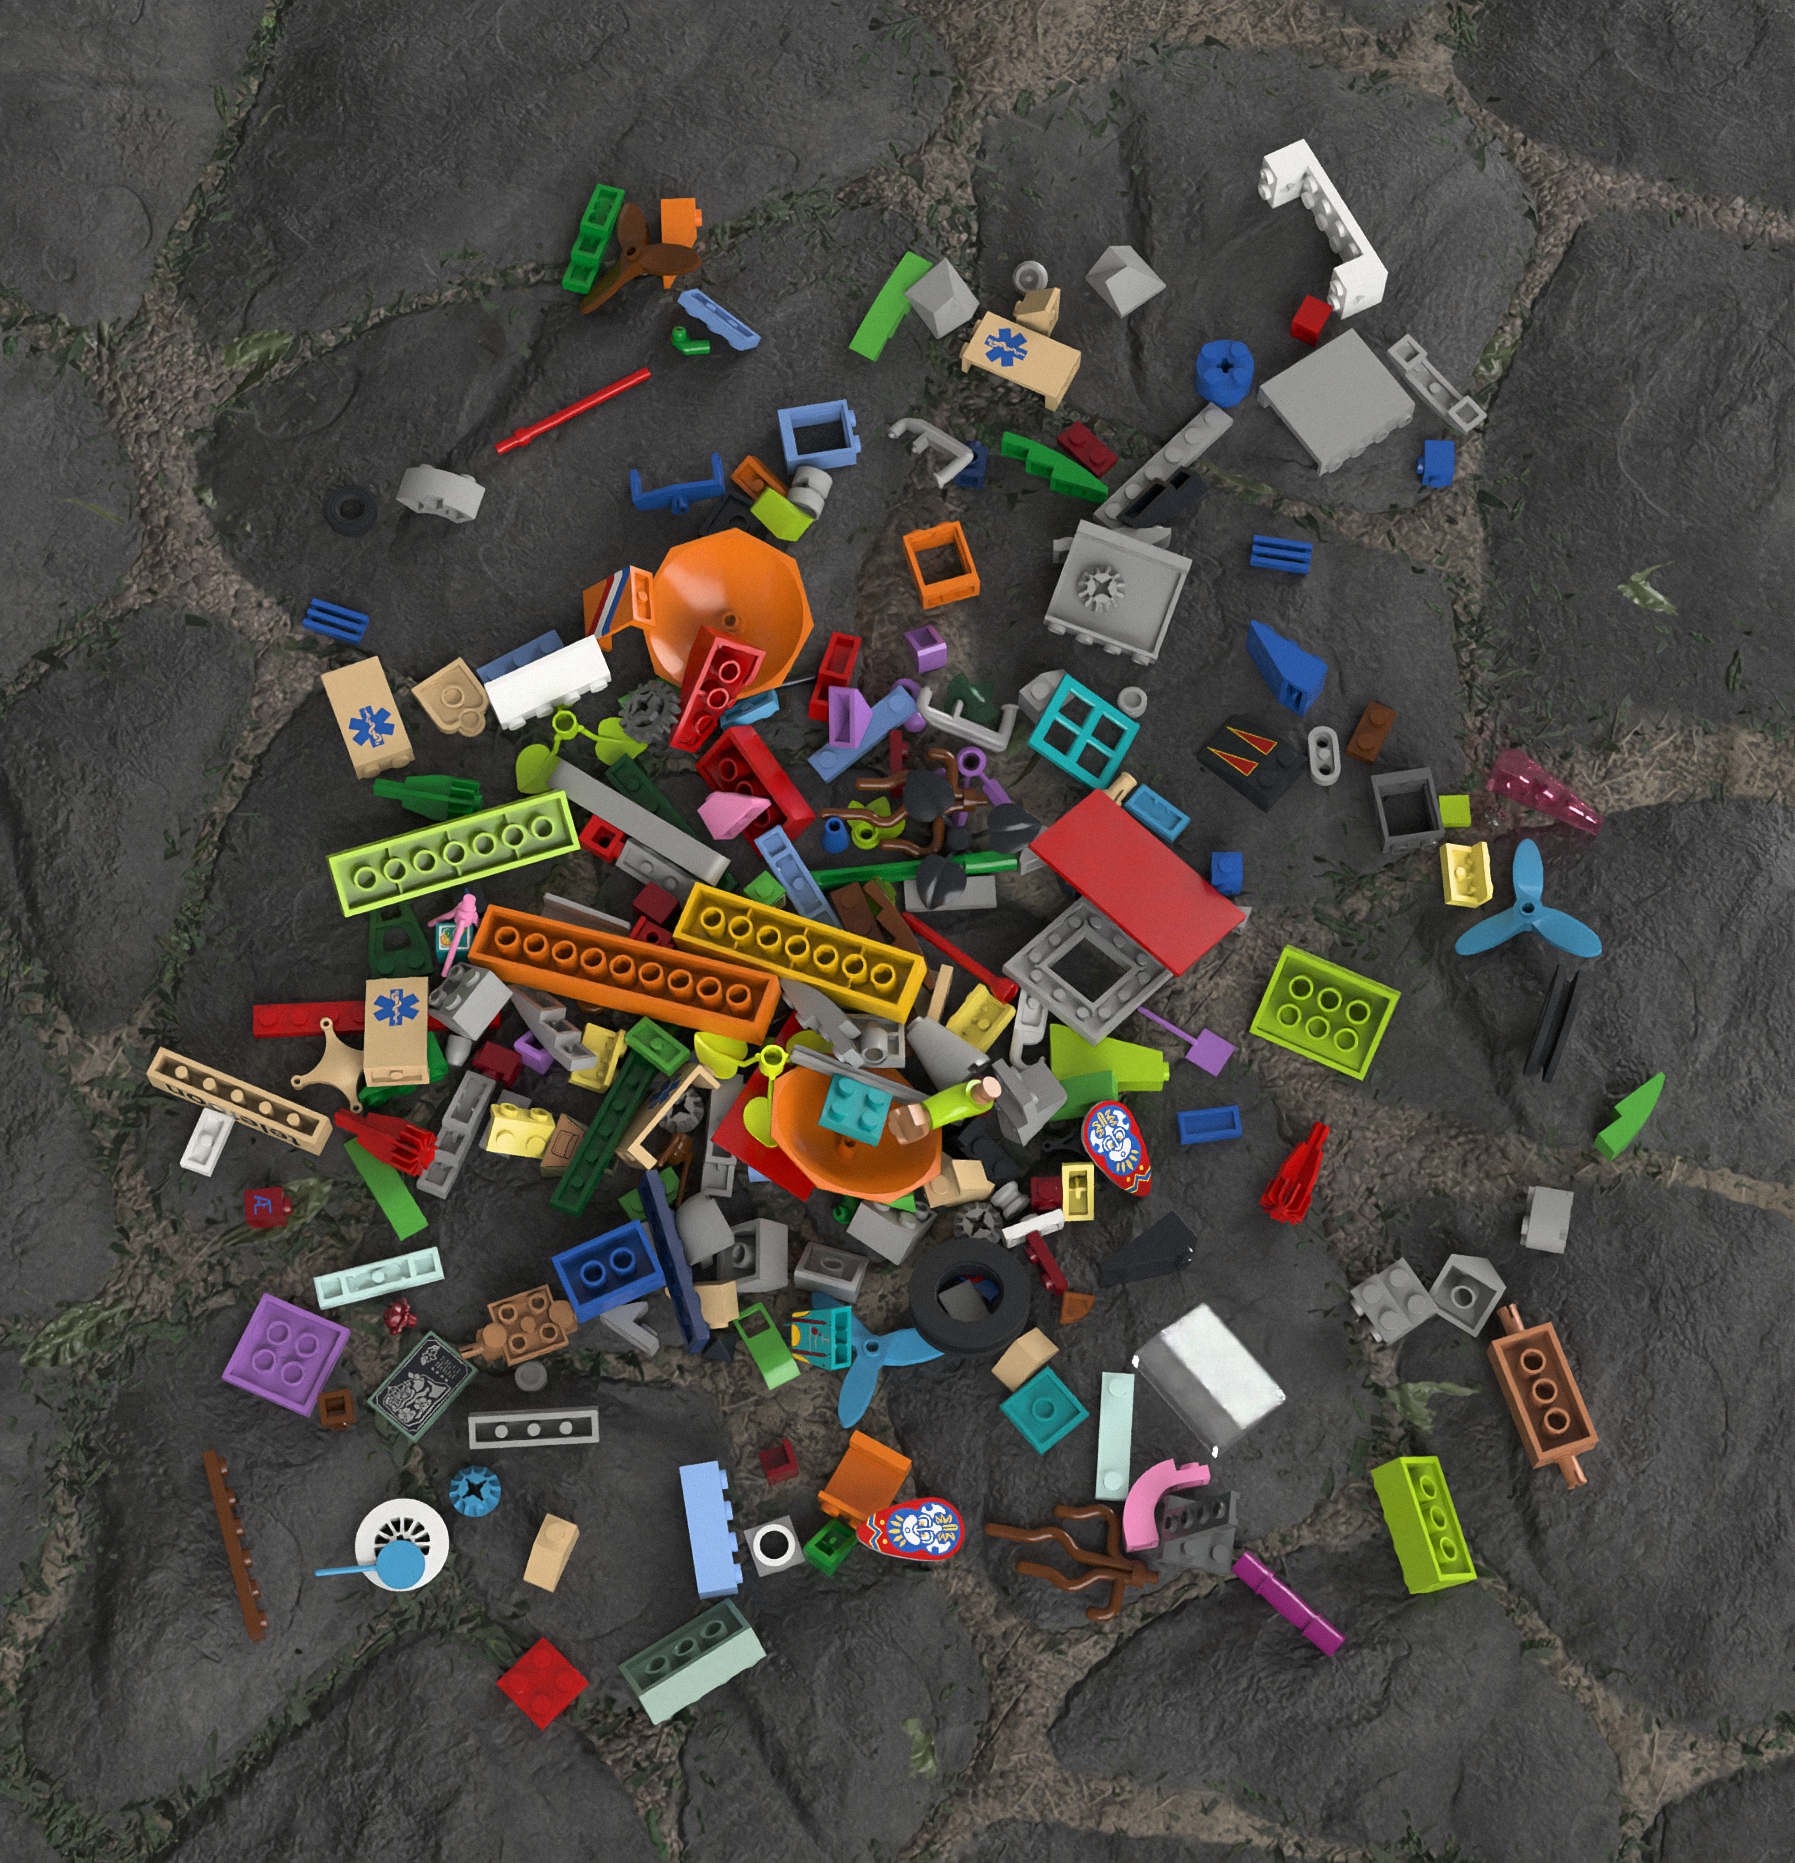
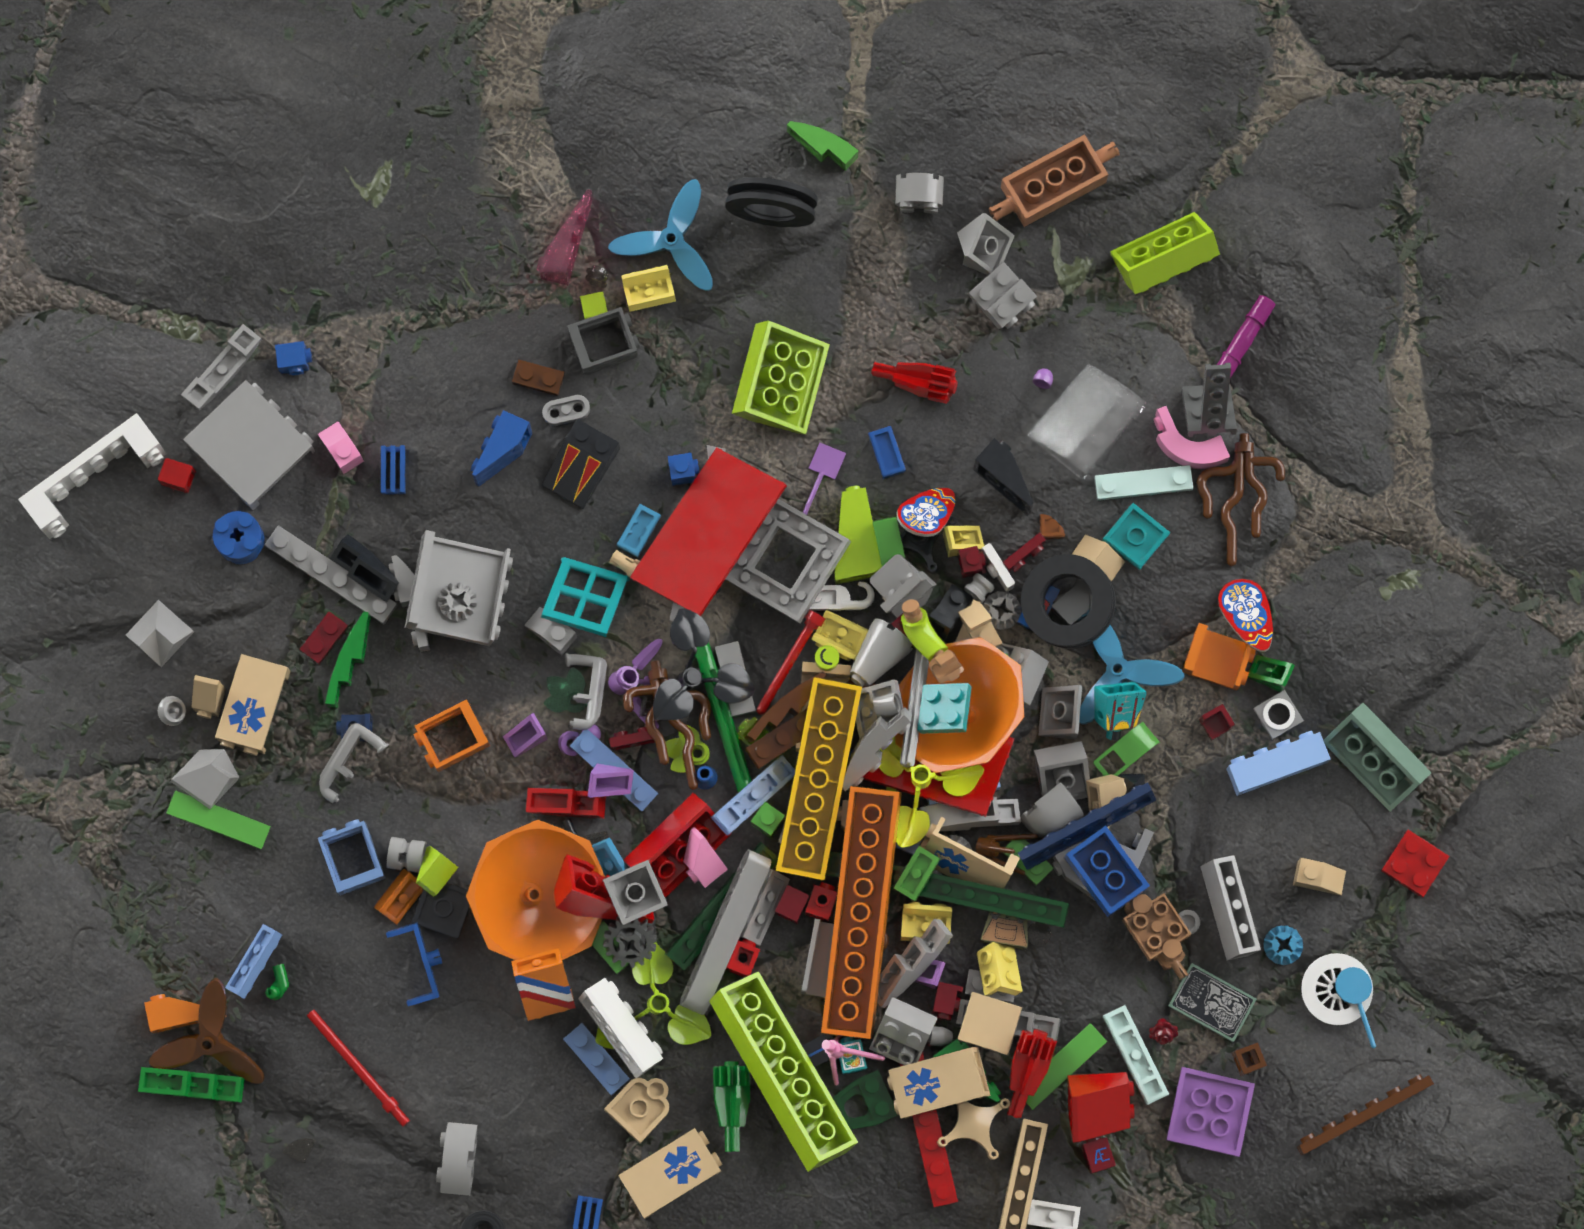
camera: 100 degrees left, 10 degrees up
(323, 1210) = (1099, 1104): none -> red slope
(454, 1101) = (989, 1023): none -> tan slope
(702, 717) = (635, 892): none -> light grey slope
(951, 993) = (827, 658): none -> lime tile
(1132, 702) = (544, 566): light grey tile -> none
(1275, 1335) = (1043, 378): none -> medium lavender hinge
(1315, 499) = (341, 447): none -> bright pink slope

